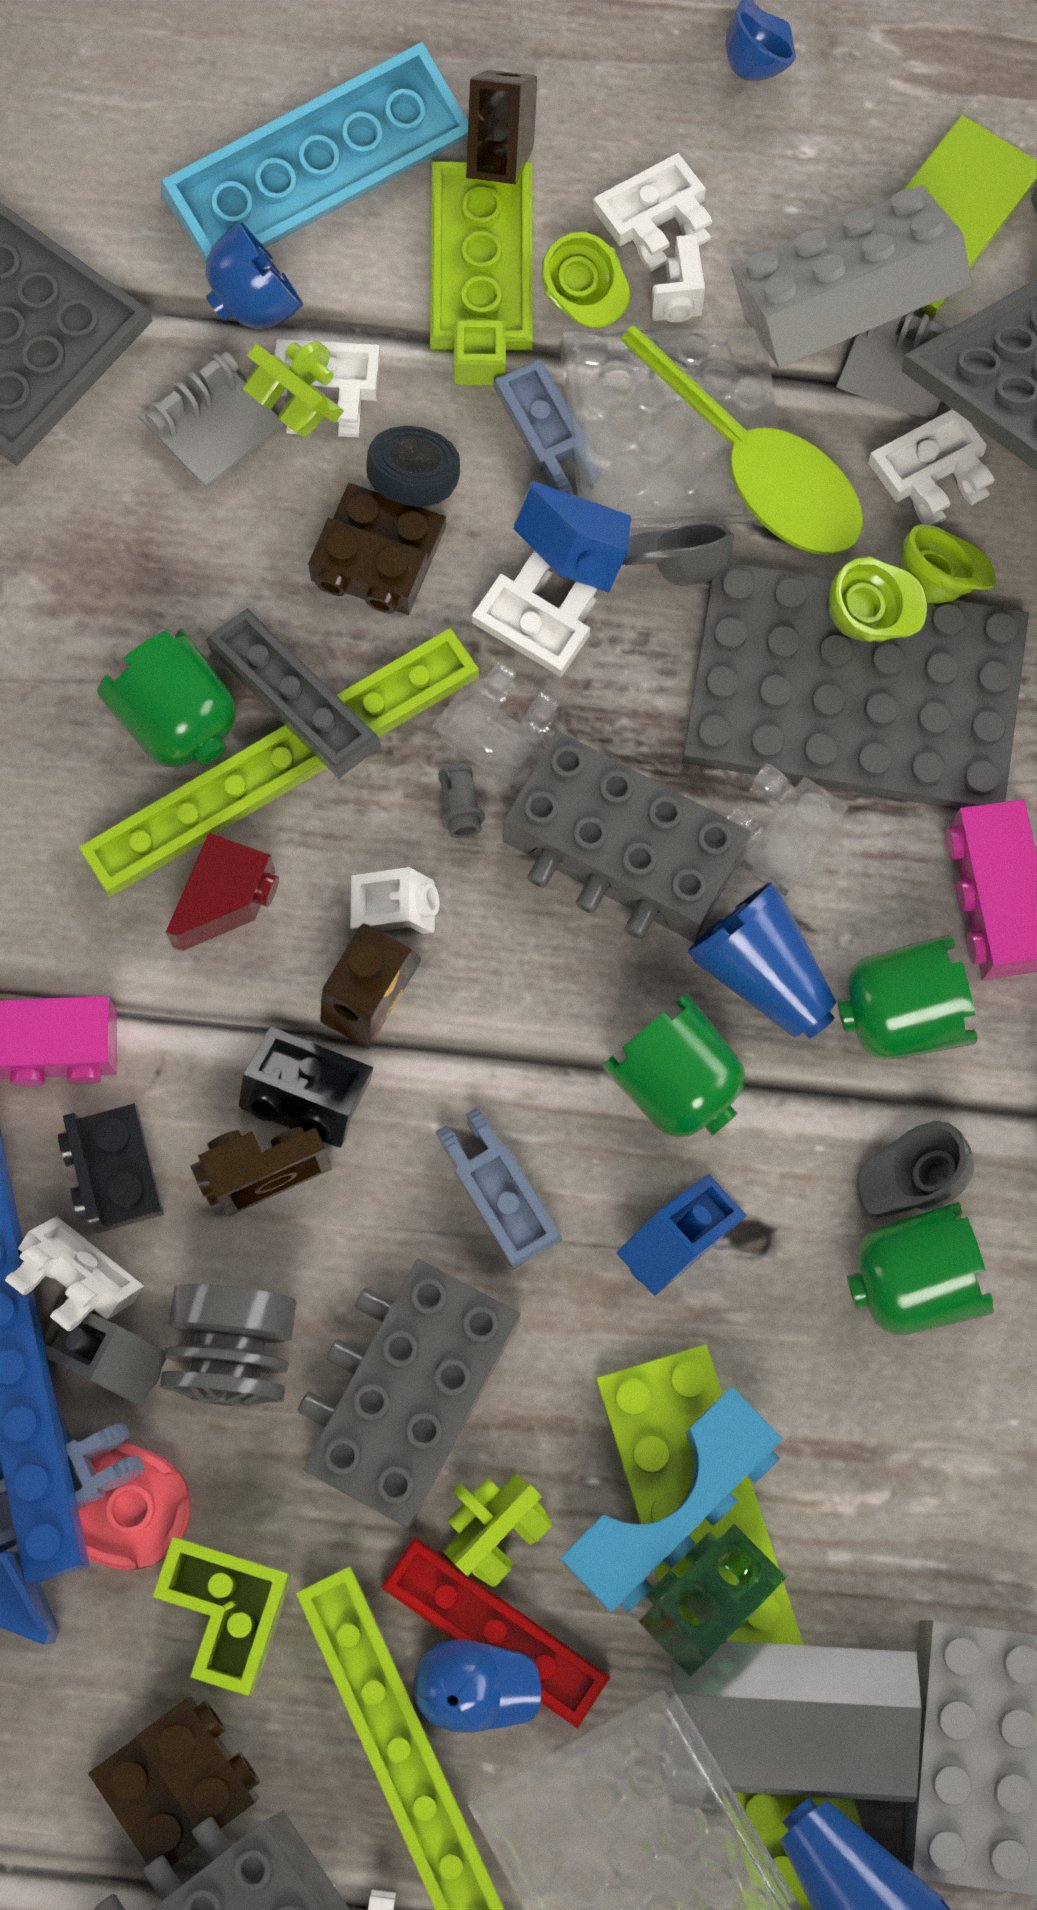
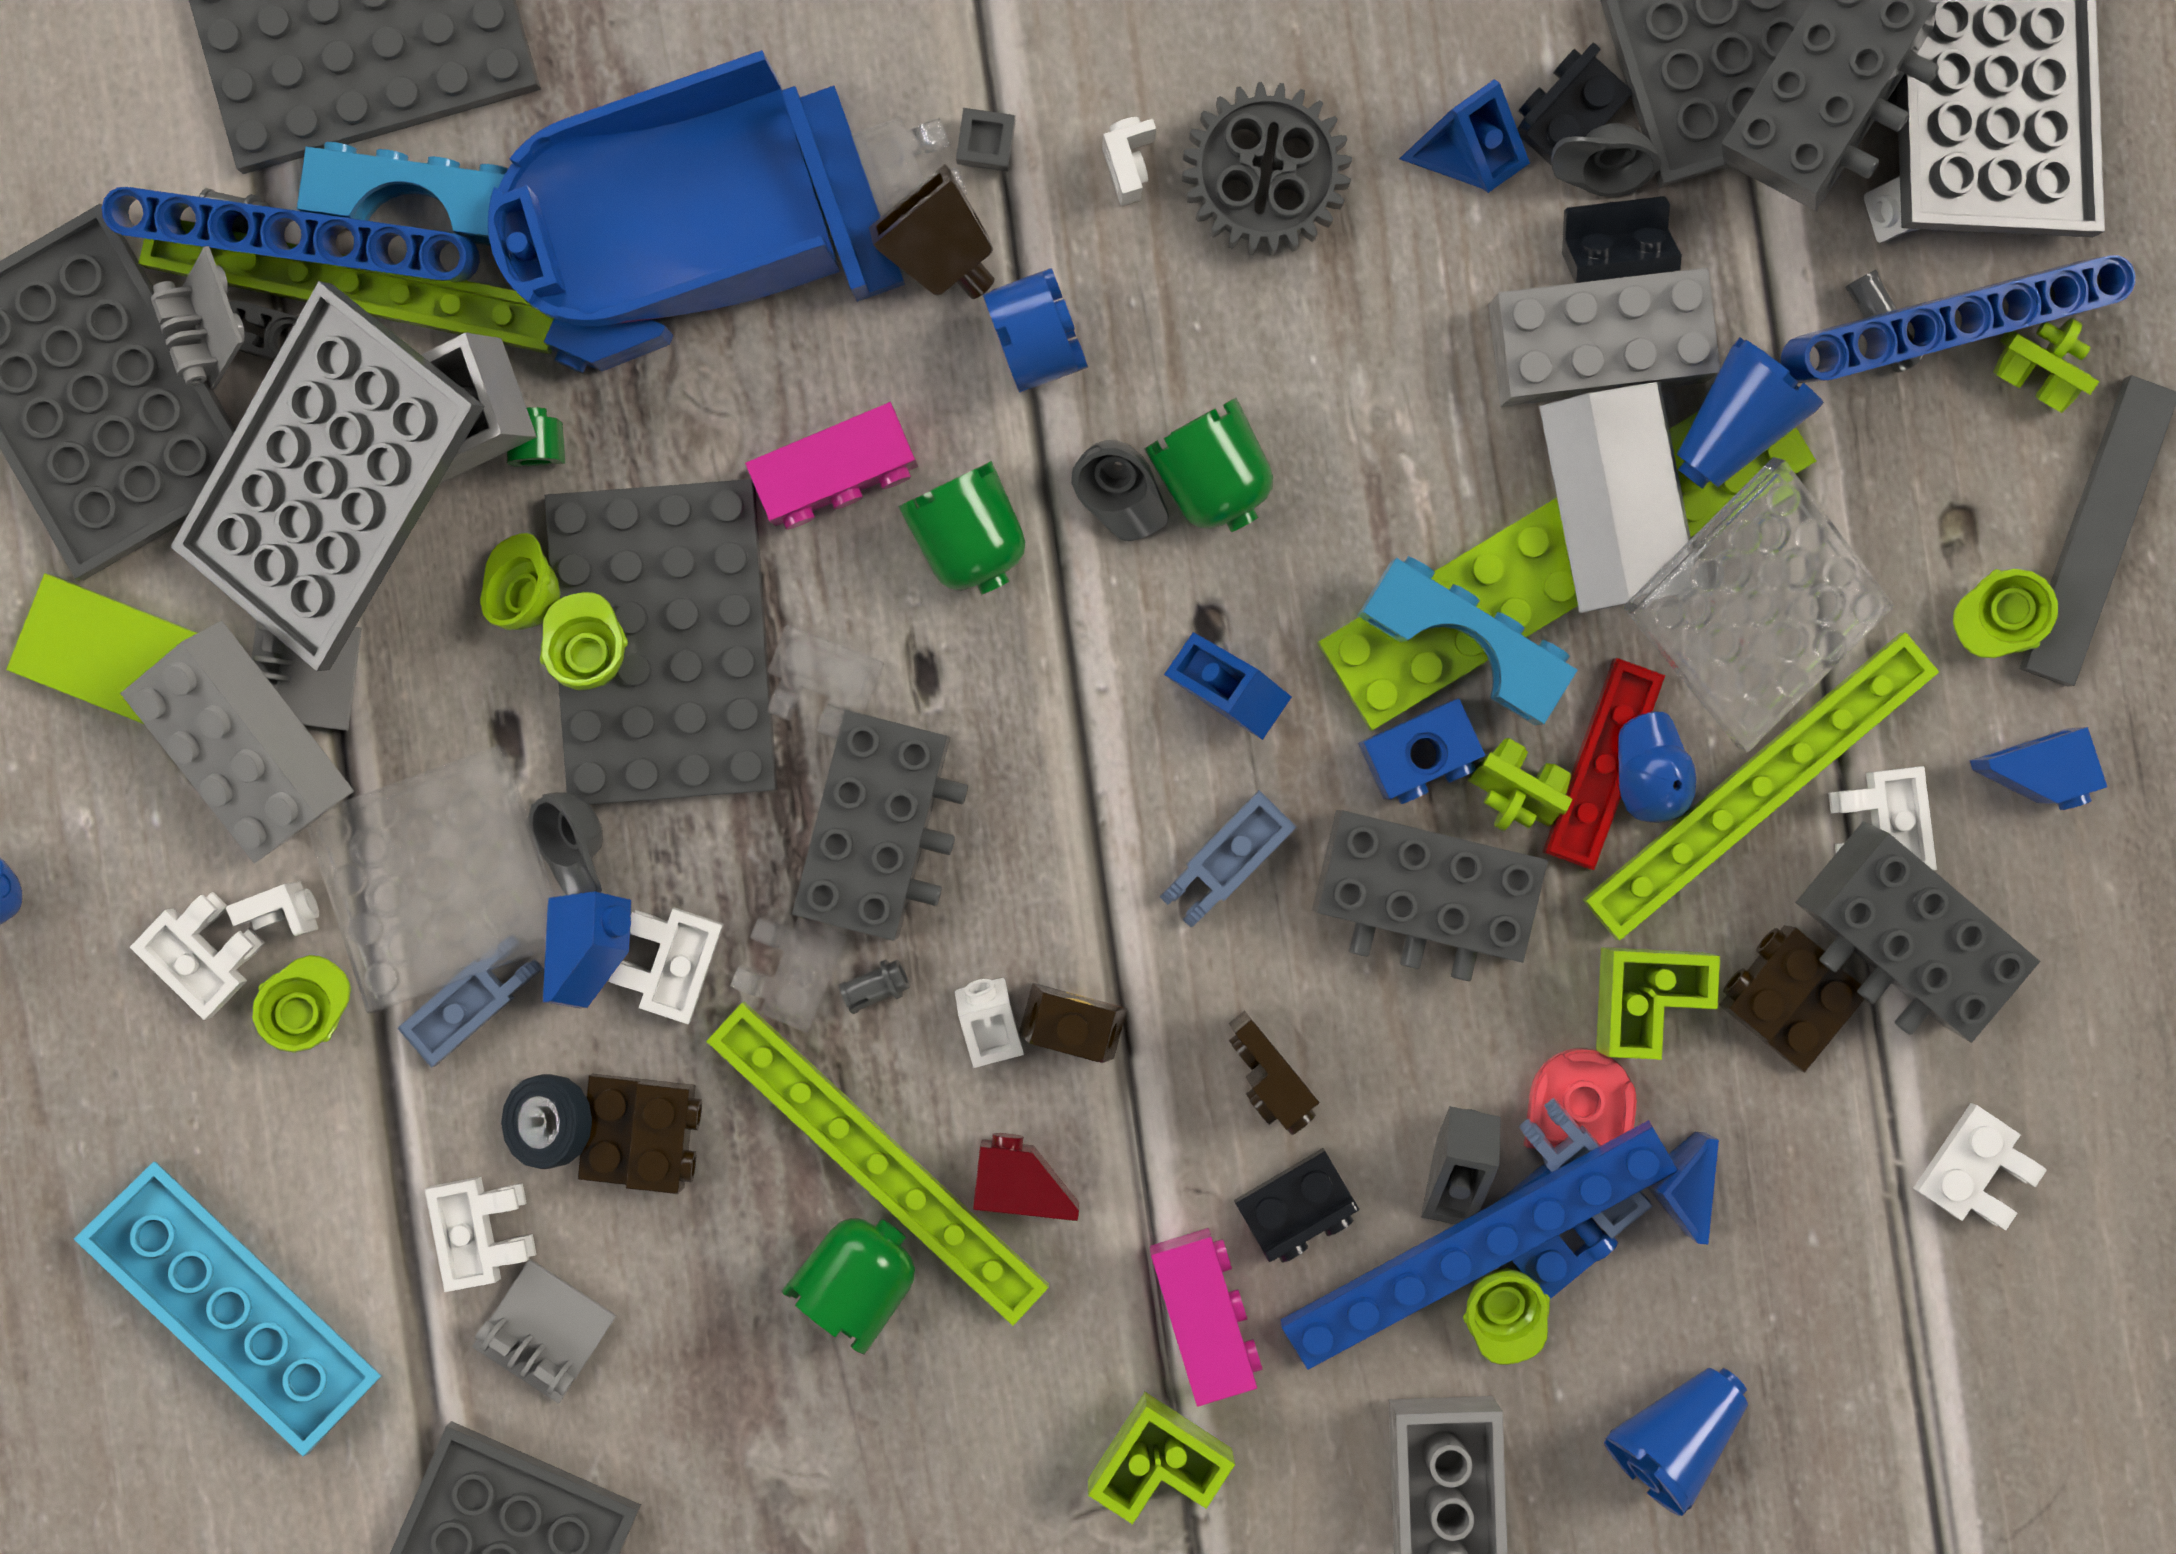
camera: 100 degrees left, 15 degrees up
(90, 1276) = (1394, 1205): white plate -> none
(228, 1343) = (1433, 1056): dark grey wheel -> none
(248, 281) = (391, 1336): blue cylinder -> none
(273, 376) = (491, 1254): lime hips -> none
(293, 693) = (811, 1171): dark grey tile -> none
(303, 1086) = (1180, 1055): black bracket -> none
(479, 351) = (403, 1089): lime slope -> none
(480, 254) = (291, 1116): lime tile -> none
(500, 117) = (133, 1138): dark brown torso -> none
(569, 1389) = (1445, 728): none -> blue brick
(681, 1073) = (1086, 722): green cylinder -> none
(717, 1604) = (1549, 579): clear green brick -> none
(768, 963) = (961, 667): blue cone -> none
(776, 473) = (462, 768): lime piece -> none
(928, 454) = (405, 628): white plate -> none

